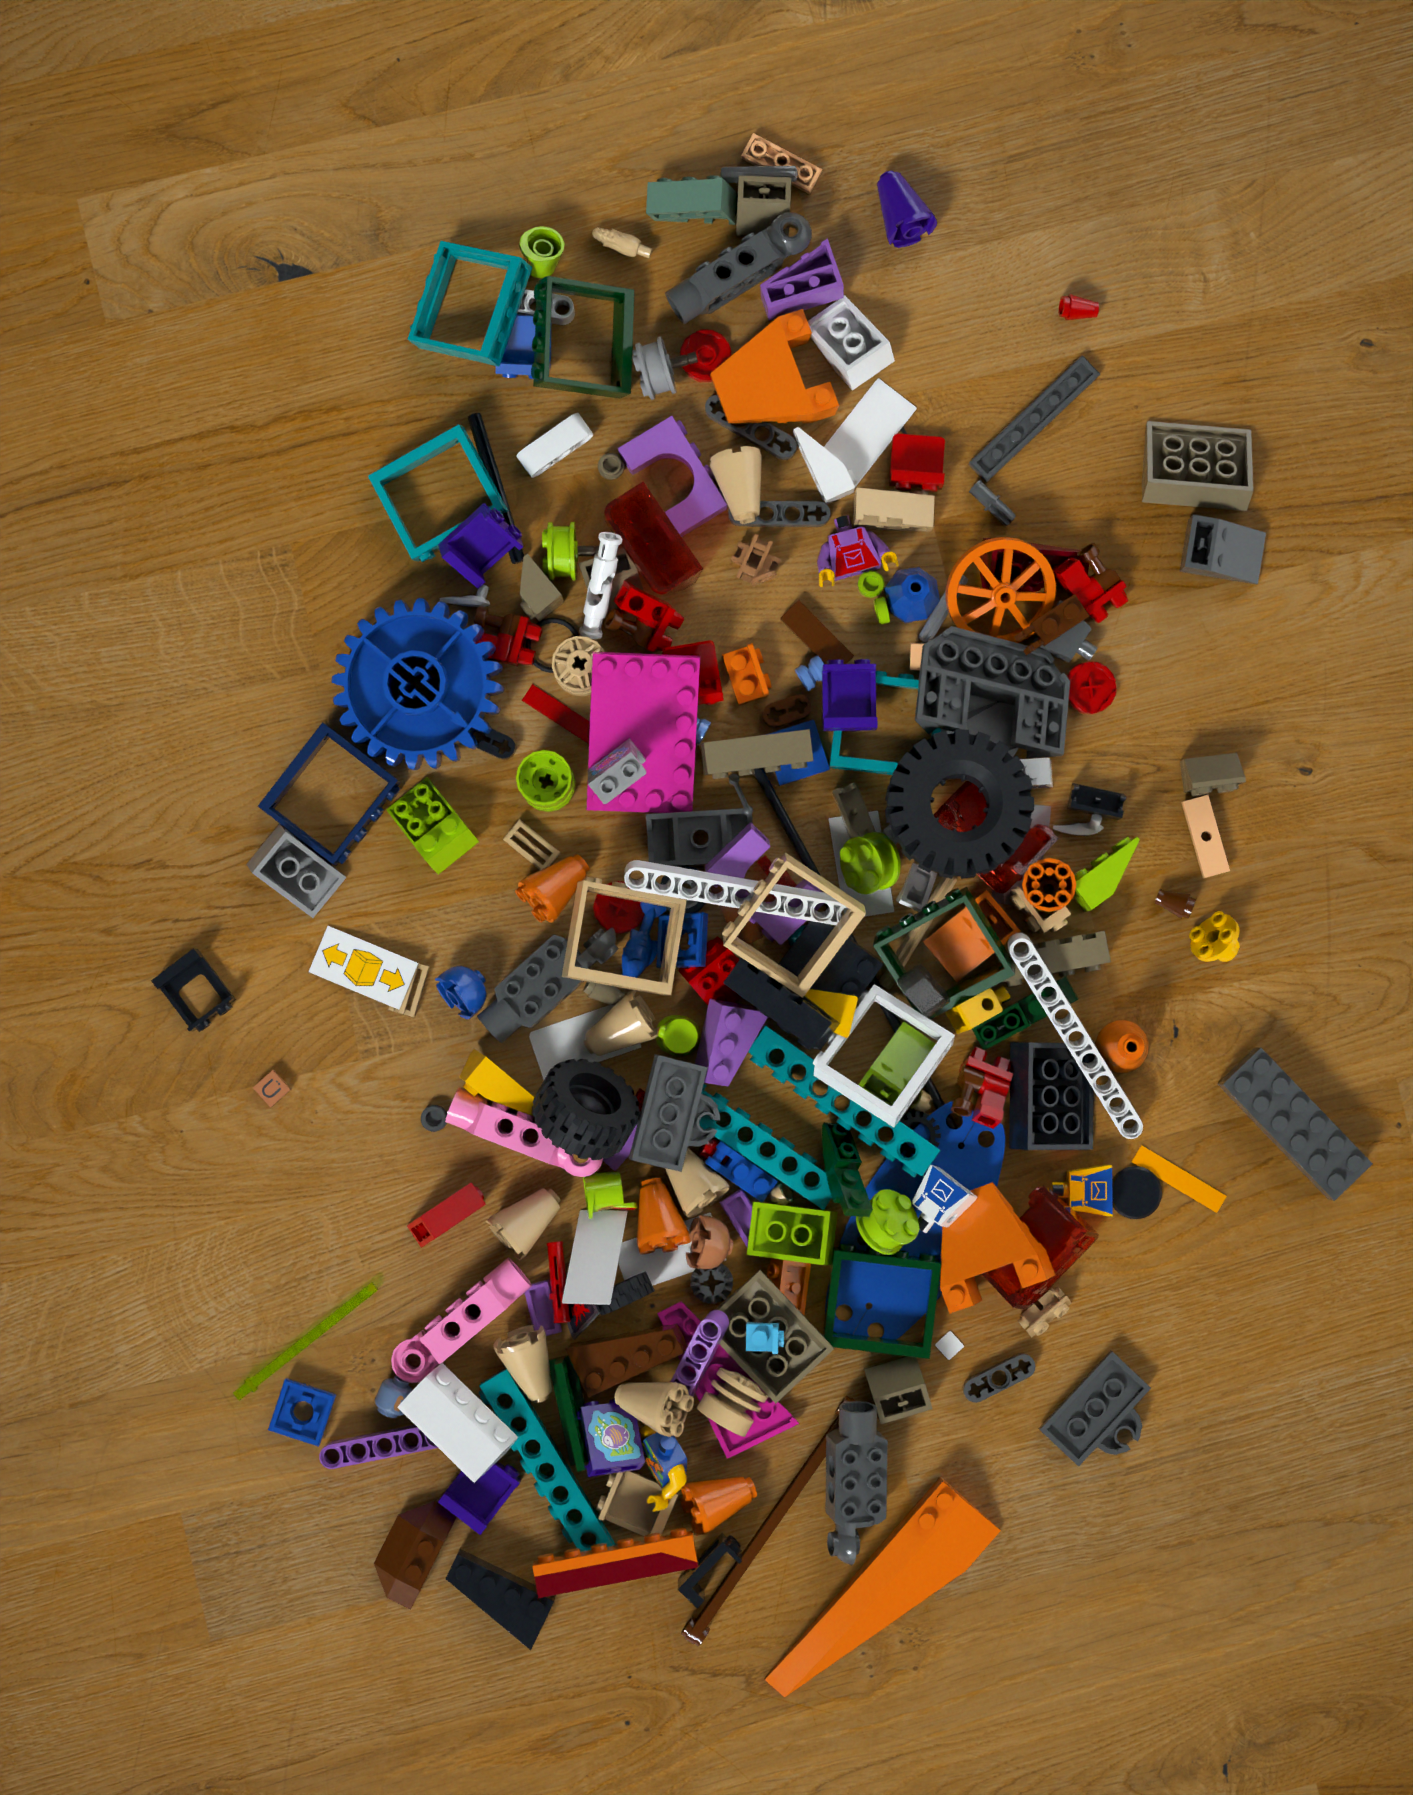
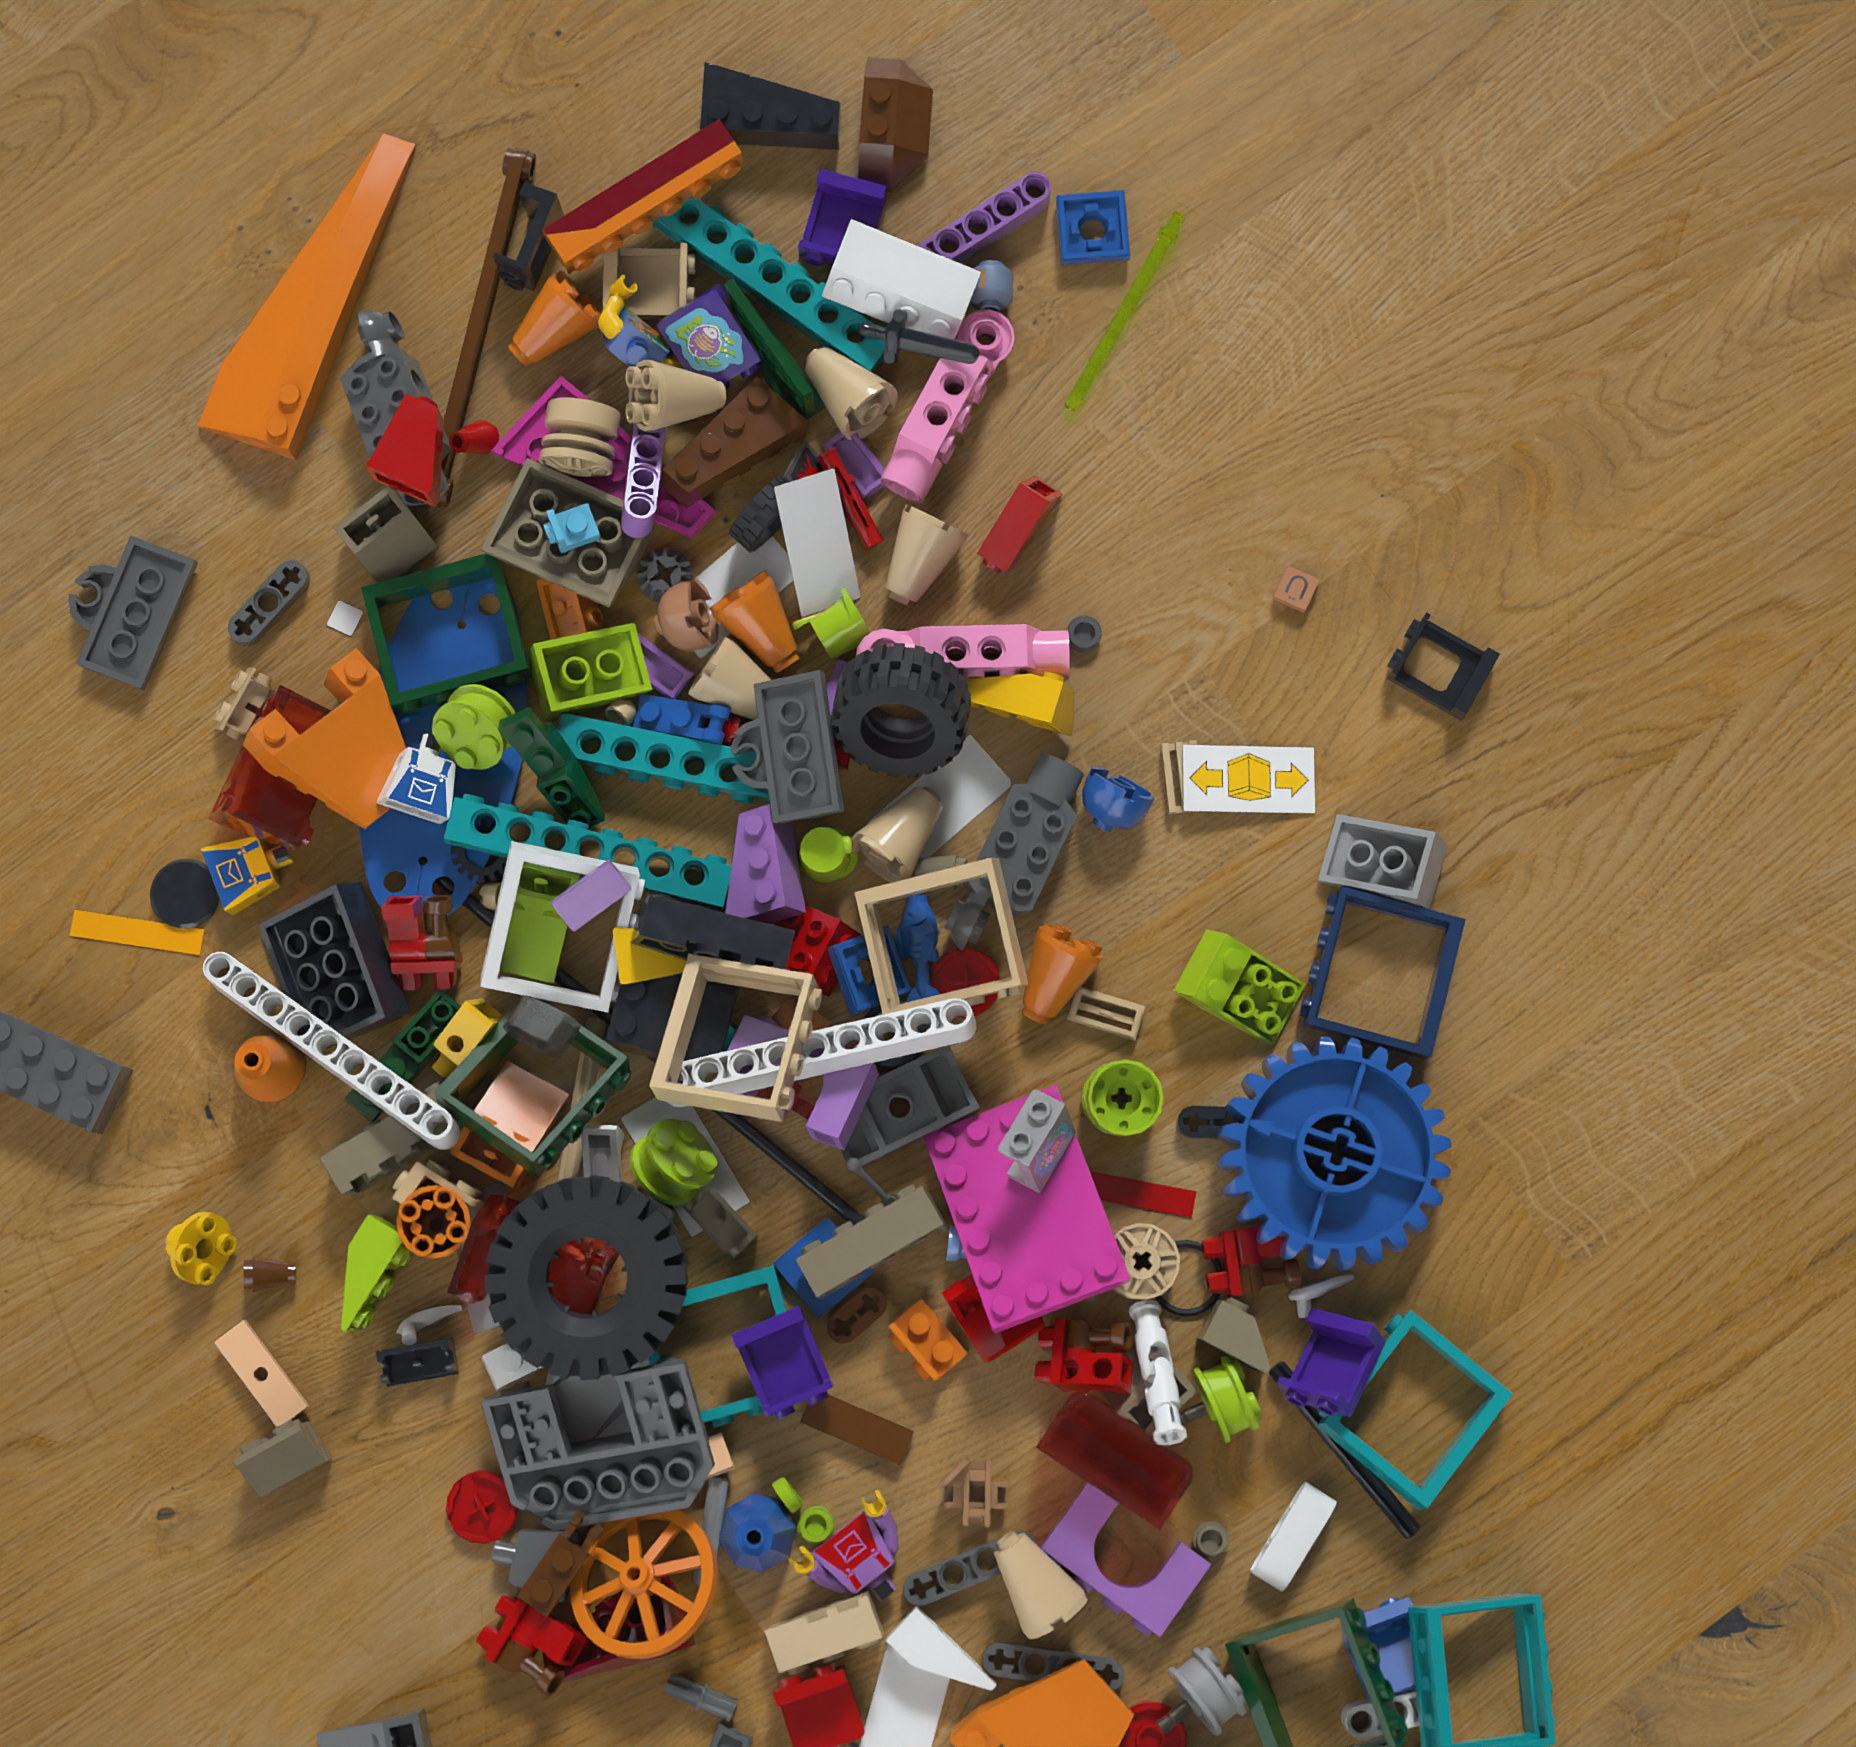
camera: 160 degrees right, 5 degrees down
(476, 1382) = (898, 337): none -> black sword
(806, 1436) = (475, 438): none -> red cone
(811, 673) = (845, 1375): medium blue wheel -> none
(853, 1064) = (591, 895): none -> medium lavender tile
(855, 1436) = (411, 450): none -> red slope

